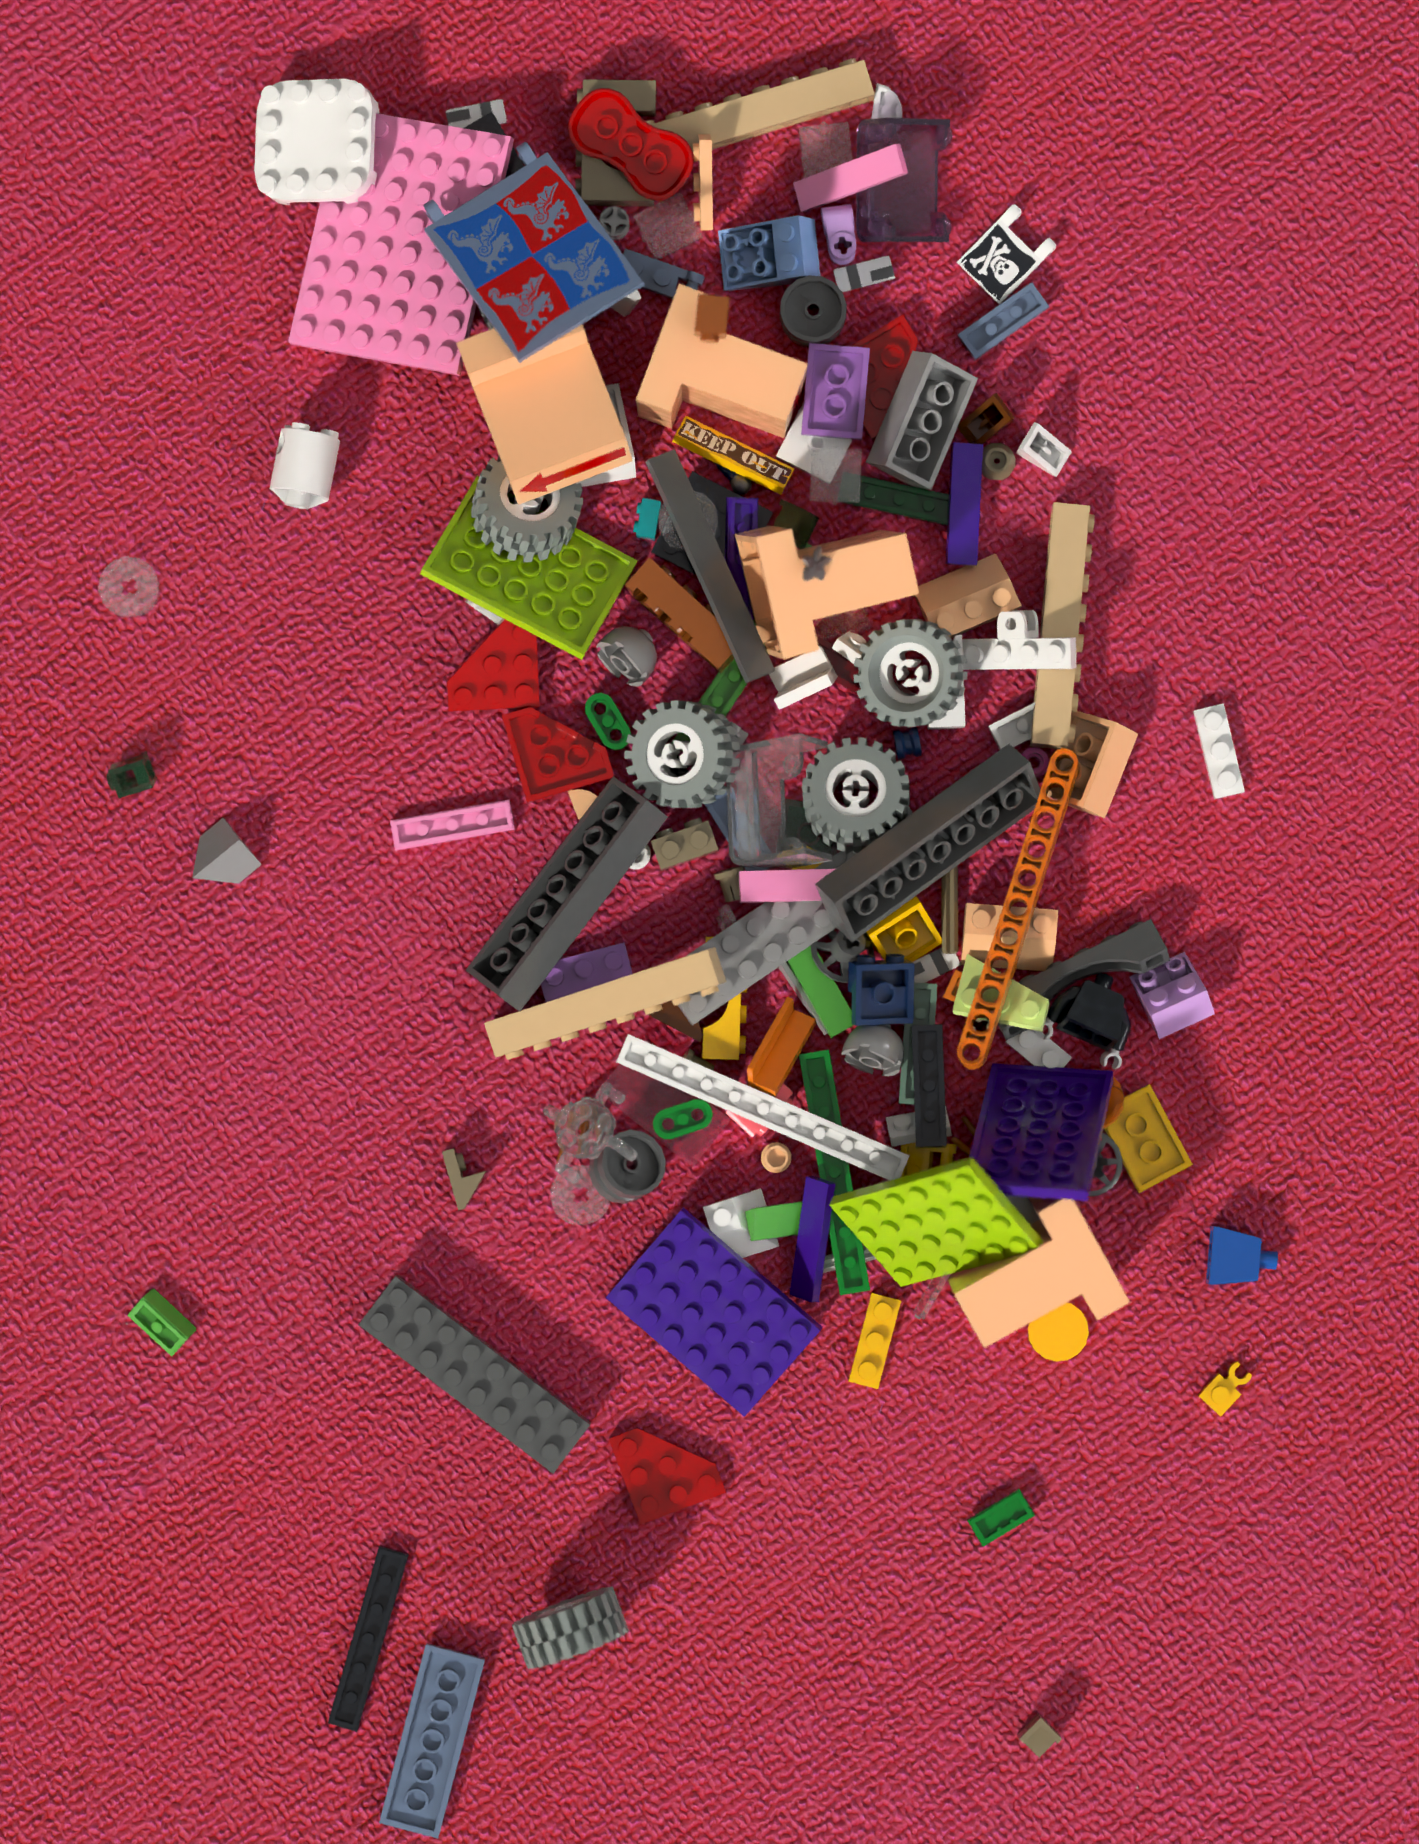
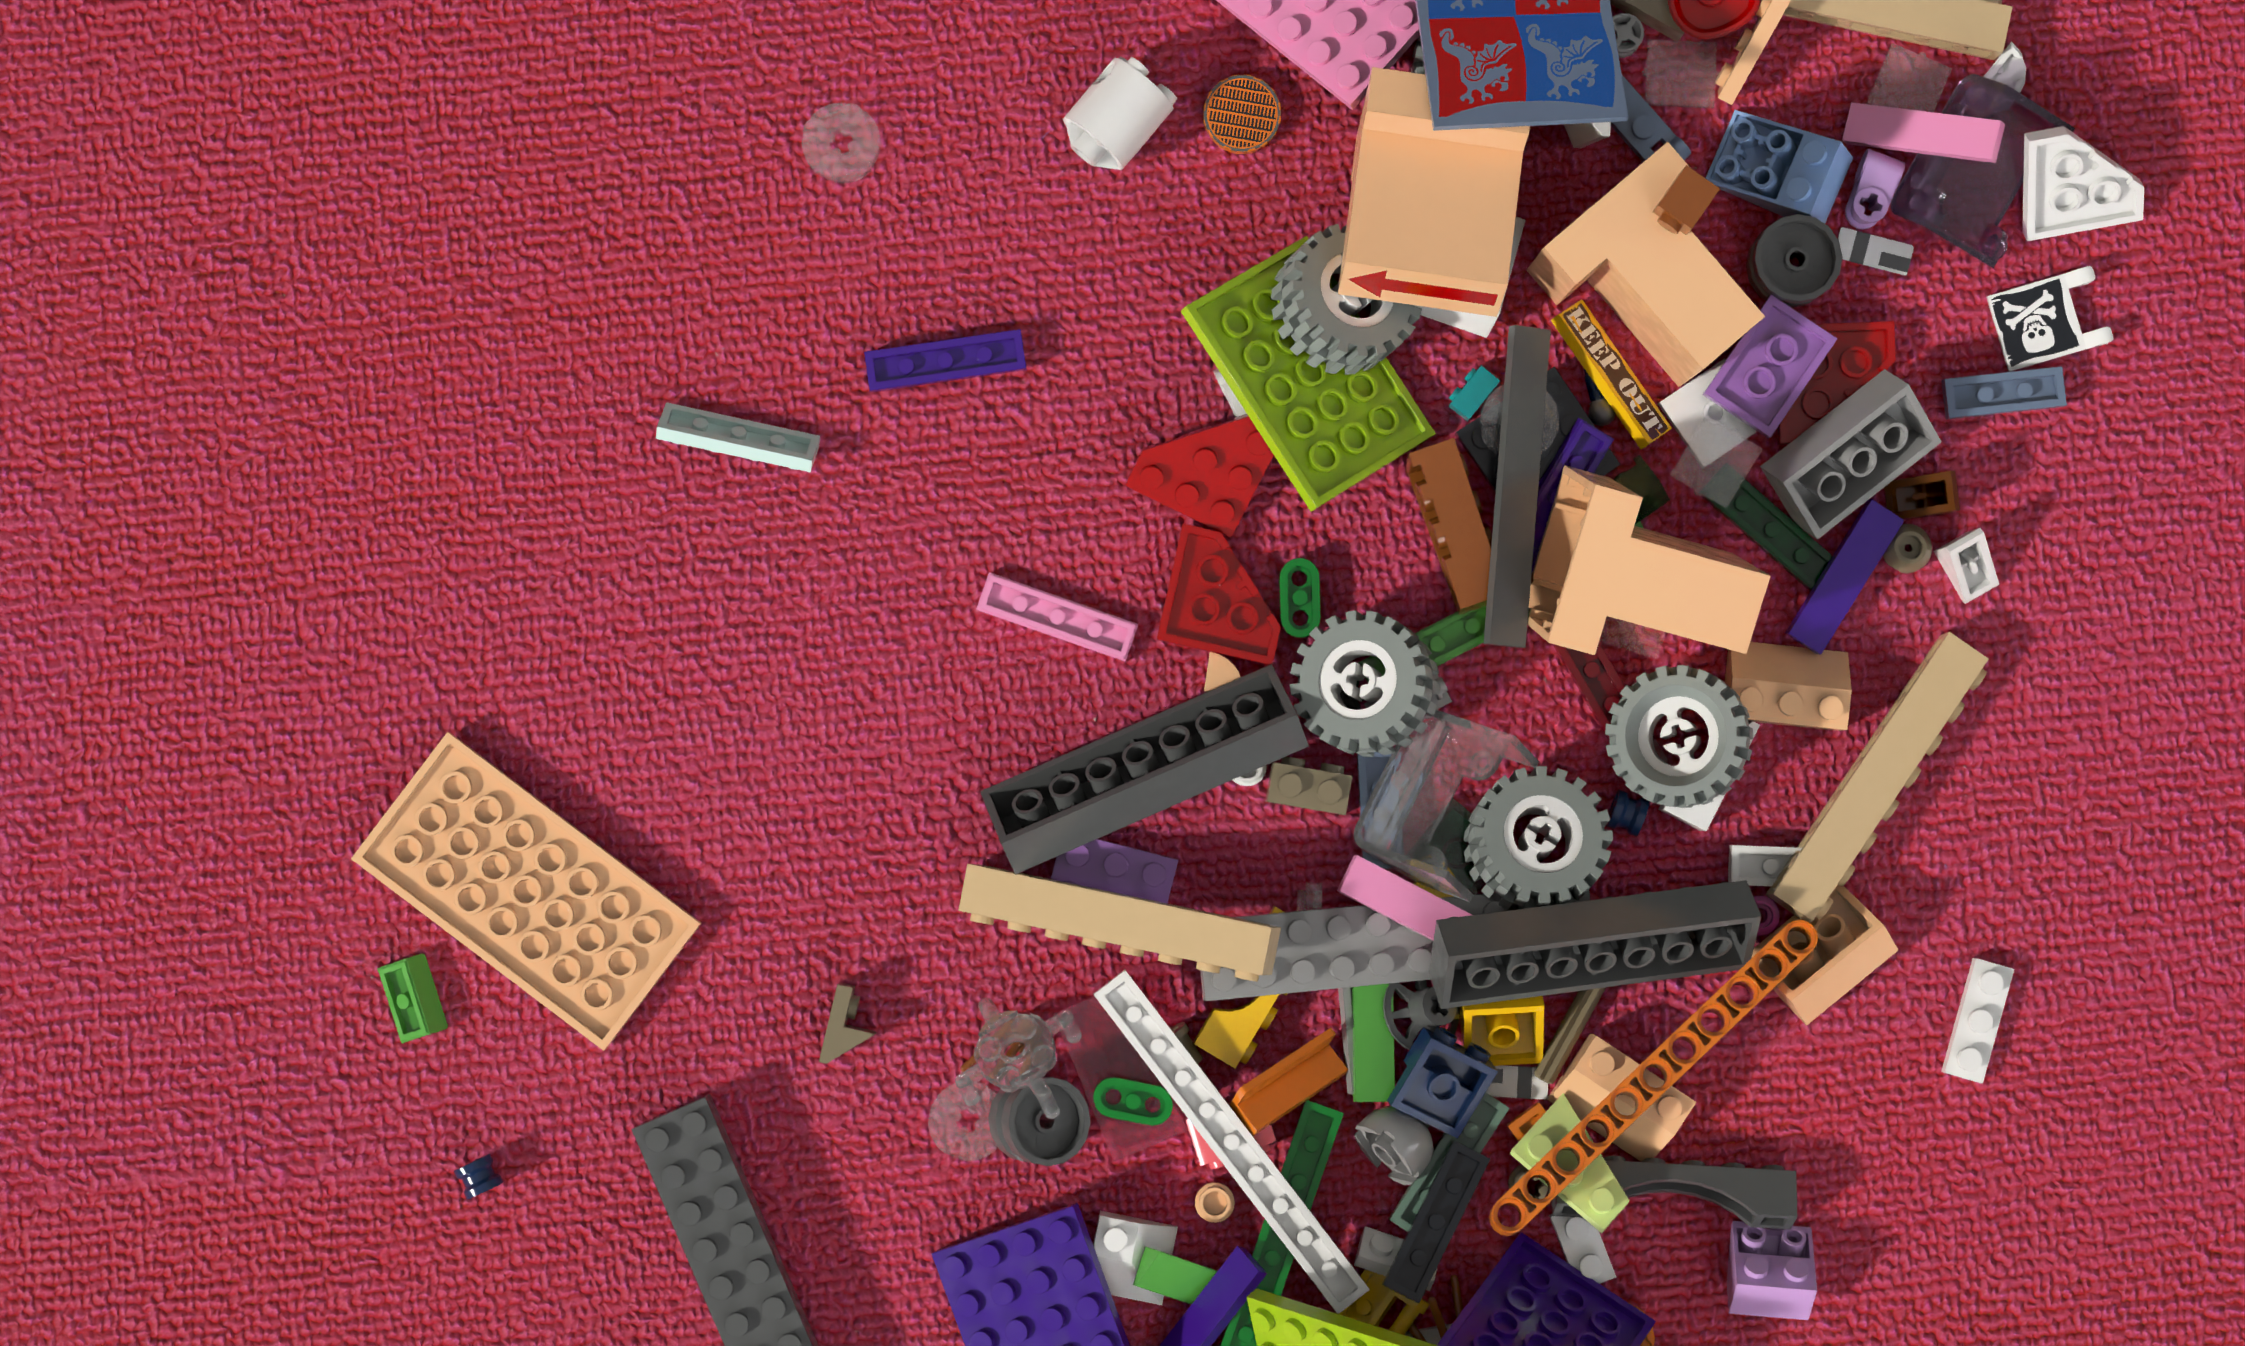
camera: 25 degrees right, 0 degrees up
(125, 785) = (712, 365): clear green brick -> none
(170, 823) = (738, 437): none -> light aqua plate
(198, 1207) = (526, 891): none -> light nougat plate
(223, 855) = (777, 507): light grey slope -> none
(273, 1415) = (478, 1176): none -> dark blue wheel
(281, 695) = (945, 360): none -> dark purple plate
(388, 418) = (1242, 114): none -> tile
(629, 653) = (1367, 534): light grey cylinder -> none
(674, 1017) = (1189, 982): reddish brown slope -> none
(729, 882) = (1337, 859): dark tan bush -> none
(802, 677) = (1549, 672): white panel -> none
(815, 565) = (1647, 554): dark grey plant -> none
(849, 645) = (1624, 666): white plate -> none
(972, 157) = (2074, 186): none -> white plate
(1019, 646) = (1819, 776): white plate -> none
(1092, 1015) = (1668, 1245): black torso -> none

